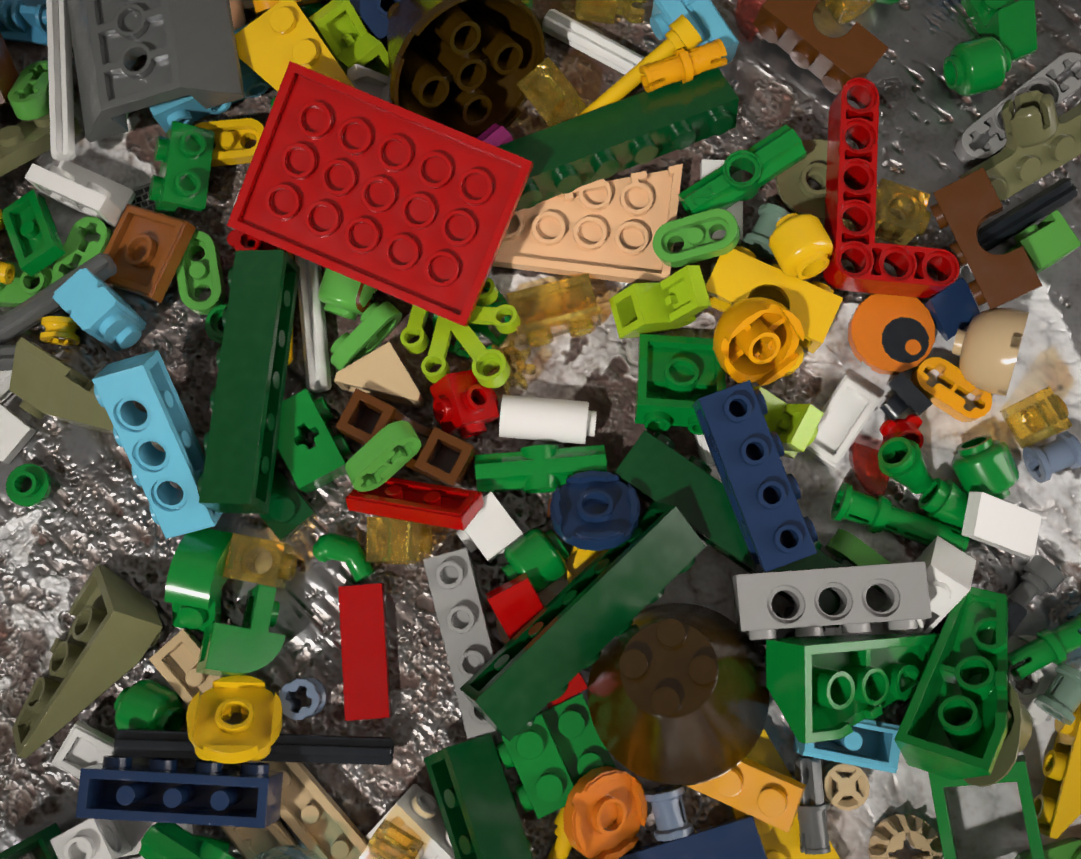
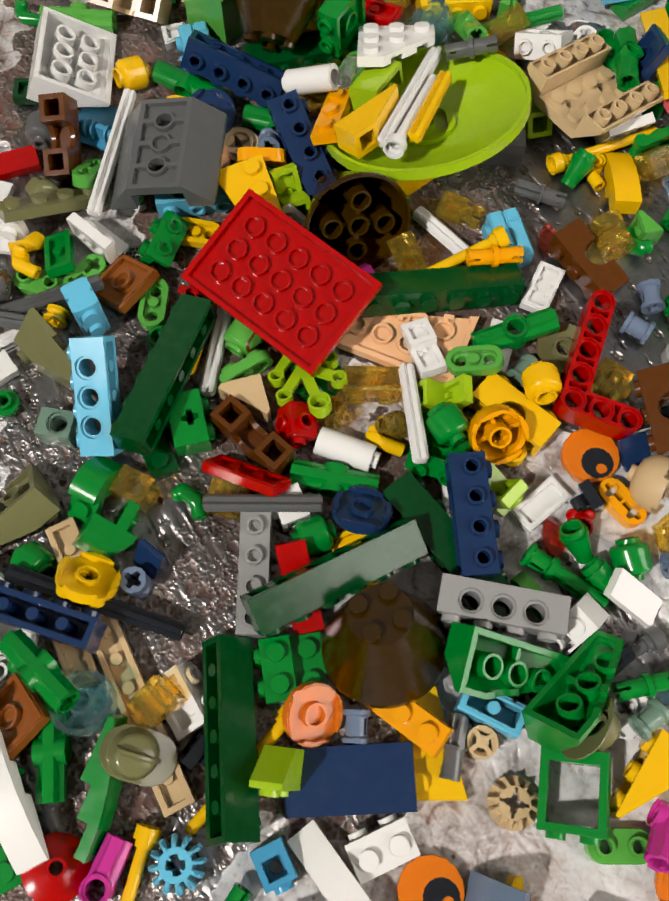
camera: 10 degrees right, 10 degrees down
(102, 500) = (50, 420): none -> sand green brick
(313, 657) = (150, 559): none -> dark blue slope
(364, 652) = (184, 566): red tile -> none
(383, 456) = (234, 440): bright green beam -> none
(447, 539) = (262, 503): none -> dark grey axle
(595, 394) = (384, 443): none -> yellow arm
(602, 364) = (392, 424): none -> clear yellow cone
(615, 236) = (423, 348): none -> white slope
(629, 343) = (413, 414): none -> white axle
(682, 346) = (447, 424): none -> green head
(762, 93) = (542, 287): none -> white plate
(914, 118) = (637, 327): none -> sand blue bush
(922, 64) = (651, 296): none -> sand blue bush

